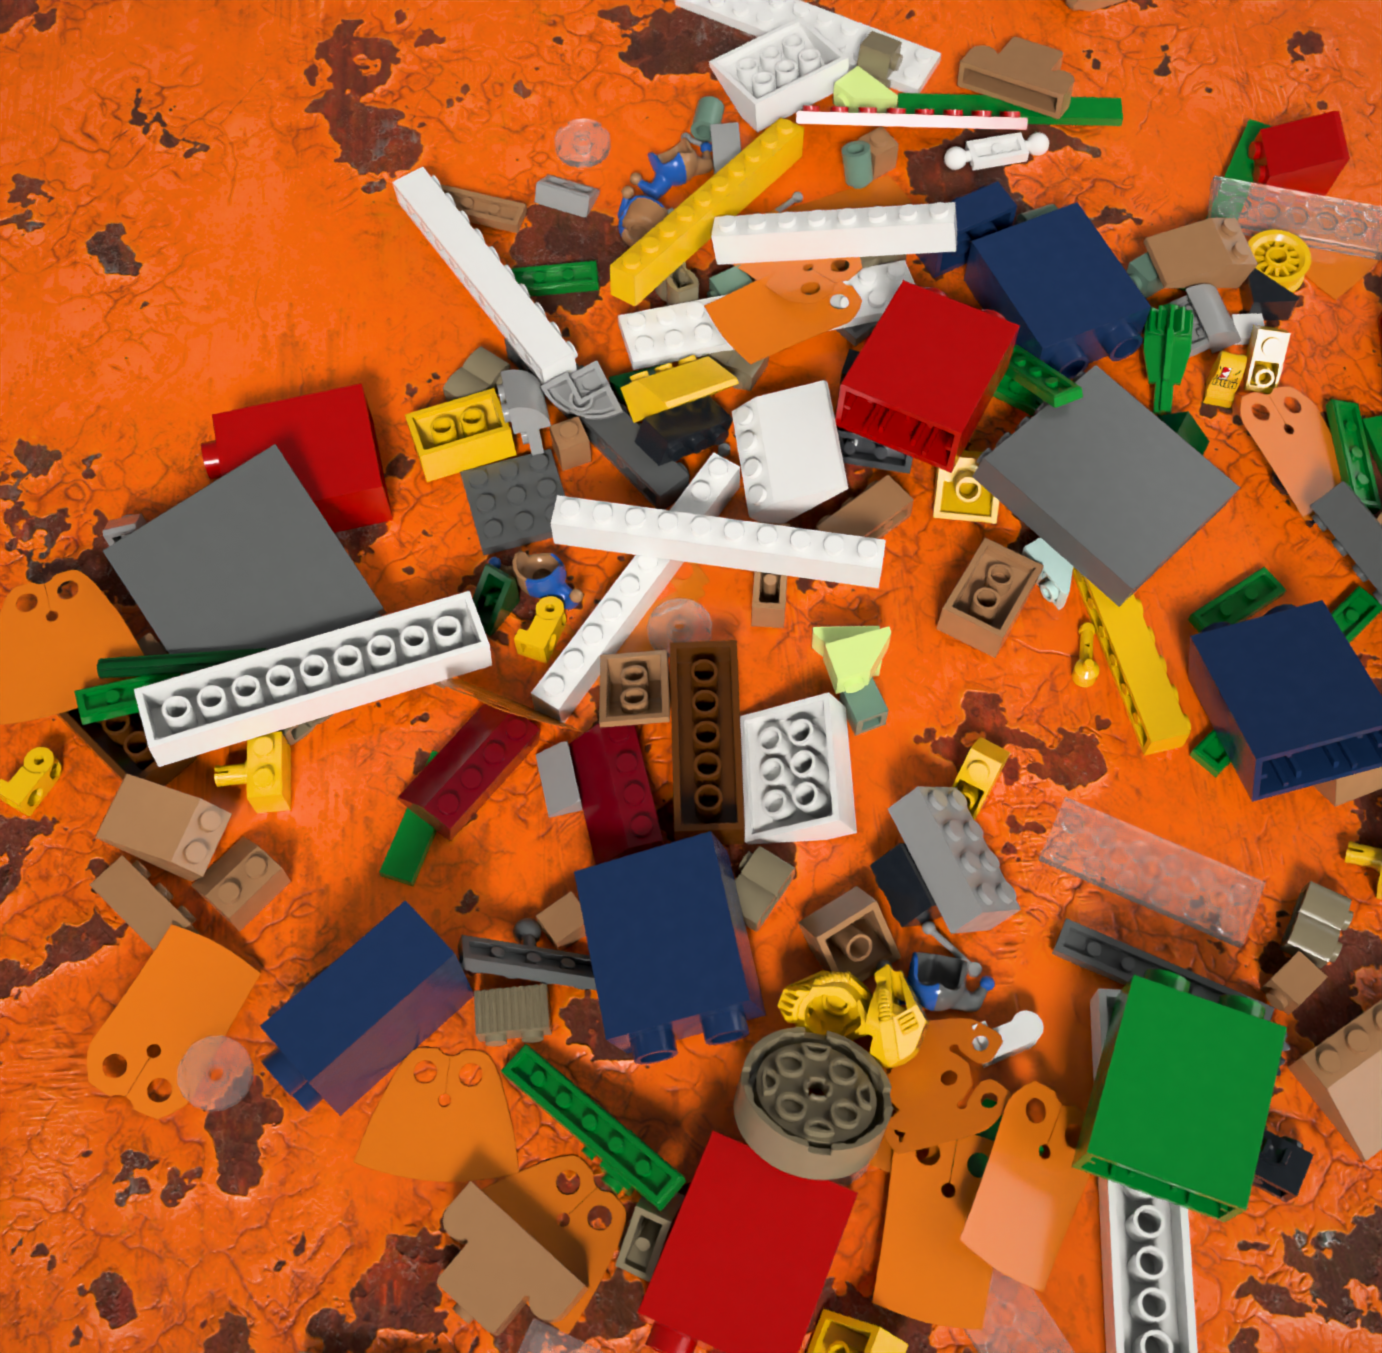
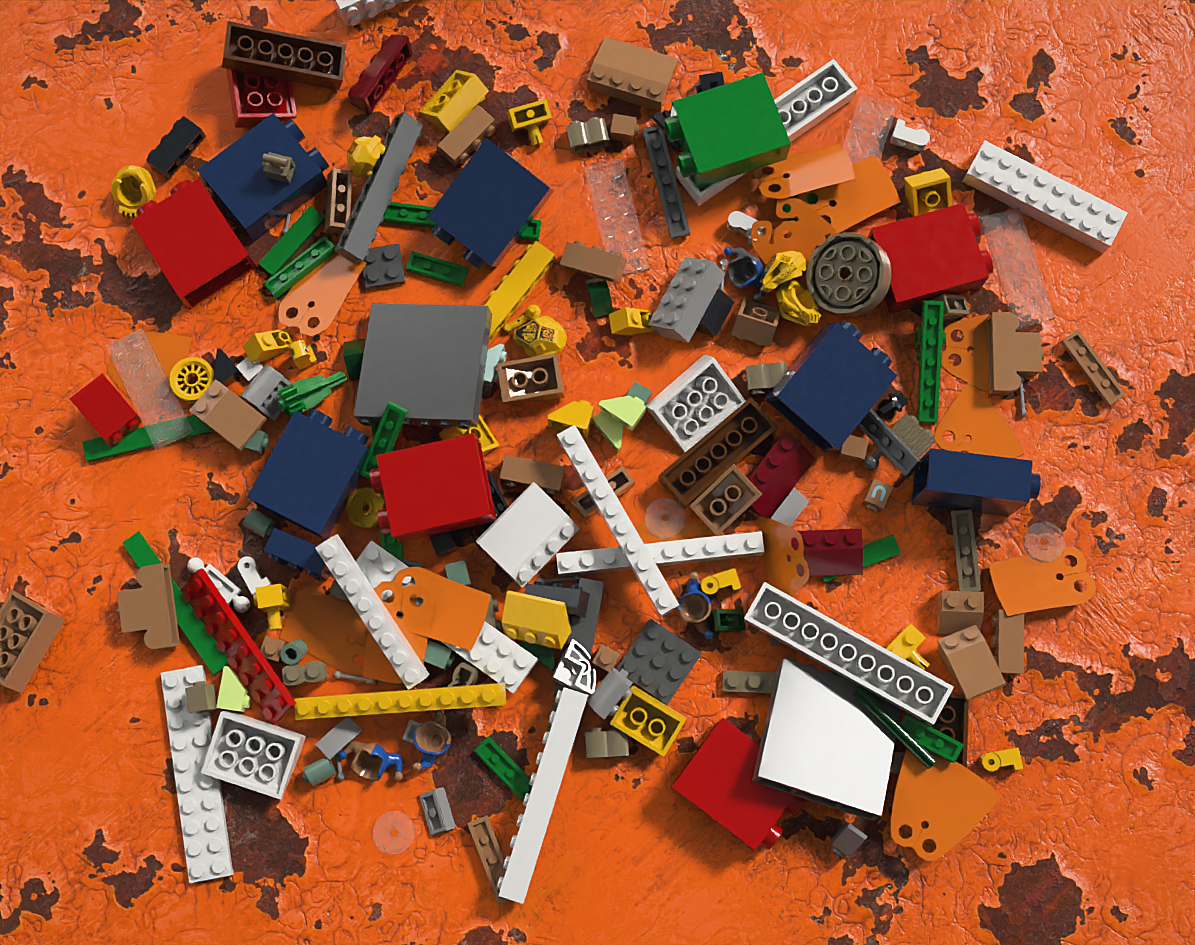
camera: 130 degrees left, 15 degrees up
(285, 942) = (965, 550): none -> dark tan plate
(405, 575) = (748, 681): none -> dark tan plate
(454, 1249) = (1023, 410): none -> light grey hinge
(477, 900) = (876, 495): none -> medium nougat brick
(578, 1036) = (897, 400): none -> black piece
(804, 364) = (458, 572): none -> sand green brick
(823, 164) = (312, 672): none -> dark tan brick
(894, 601) = (572, 414): none -> yellow slope
(933, 172) = (272, 600): none -> yellow brick
(970, 178) = (250, 572): none -> white leg
(1041, 652) = (541, 337): none -> yellow helmet
(1049, 766) = (599, 297): none -> dark green slope
(1103, 783) = (593, 261): none -> medium nougat brick
(1287, 546) = (383, 267): none -> dark grey plate

